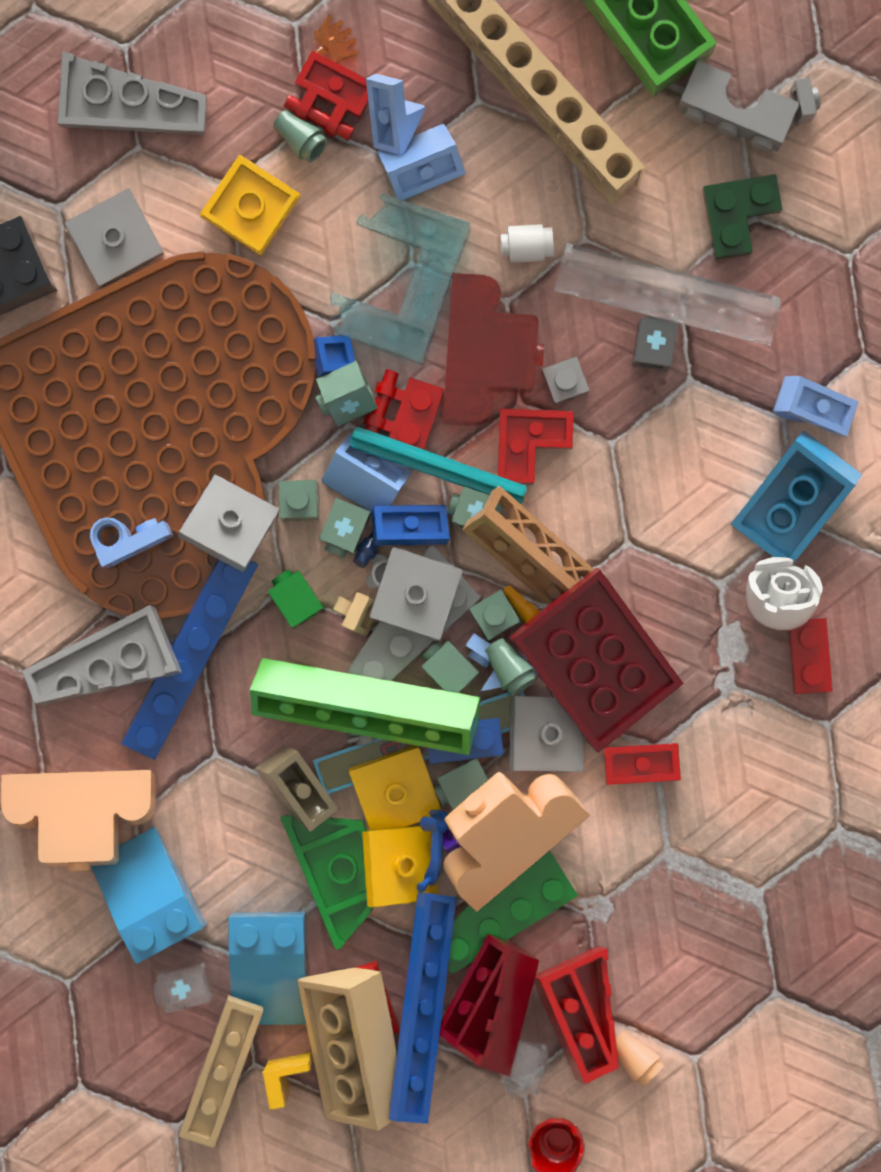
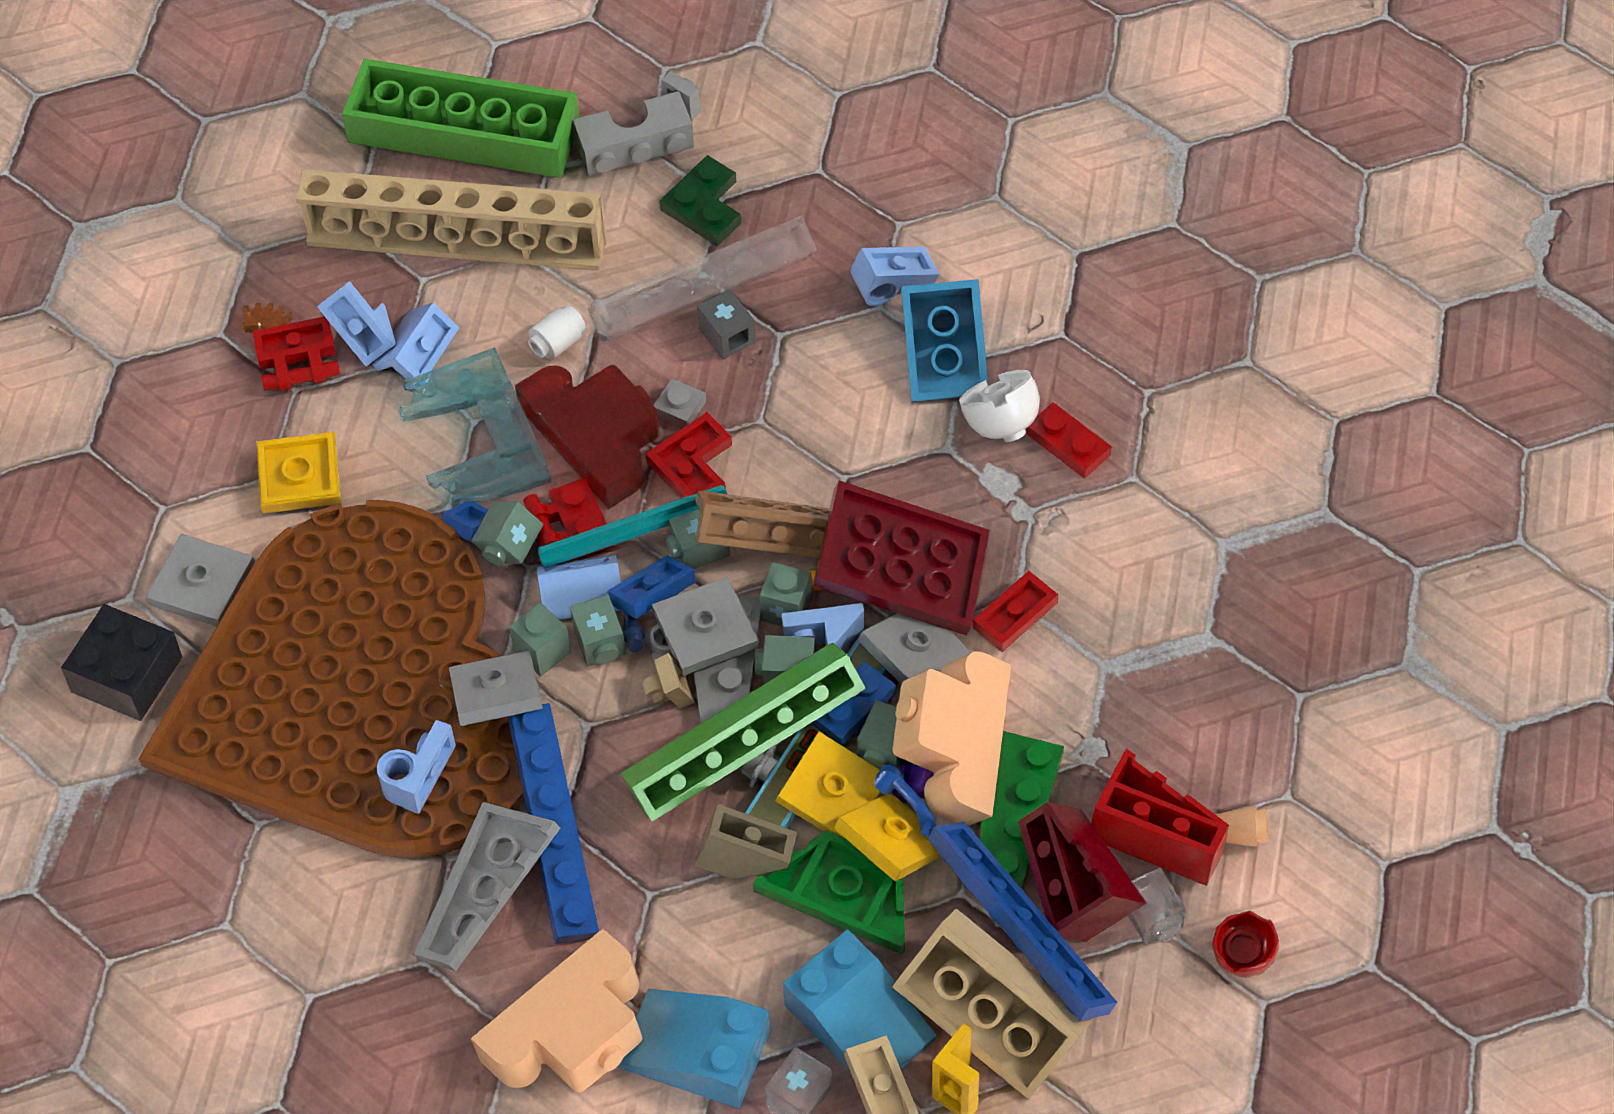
camera: 45 degrees left, 30 degrees down
(117, 100) = (107, 487): light grey wing -> none
(295, 598) = (606, 713): green brick -> none
(303, 138) = (300, 395): sand green cone -> none
(510, 668) = (838, 606): sand green cone -> none

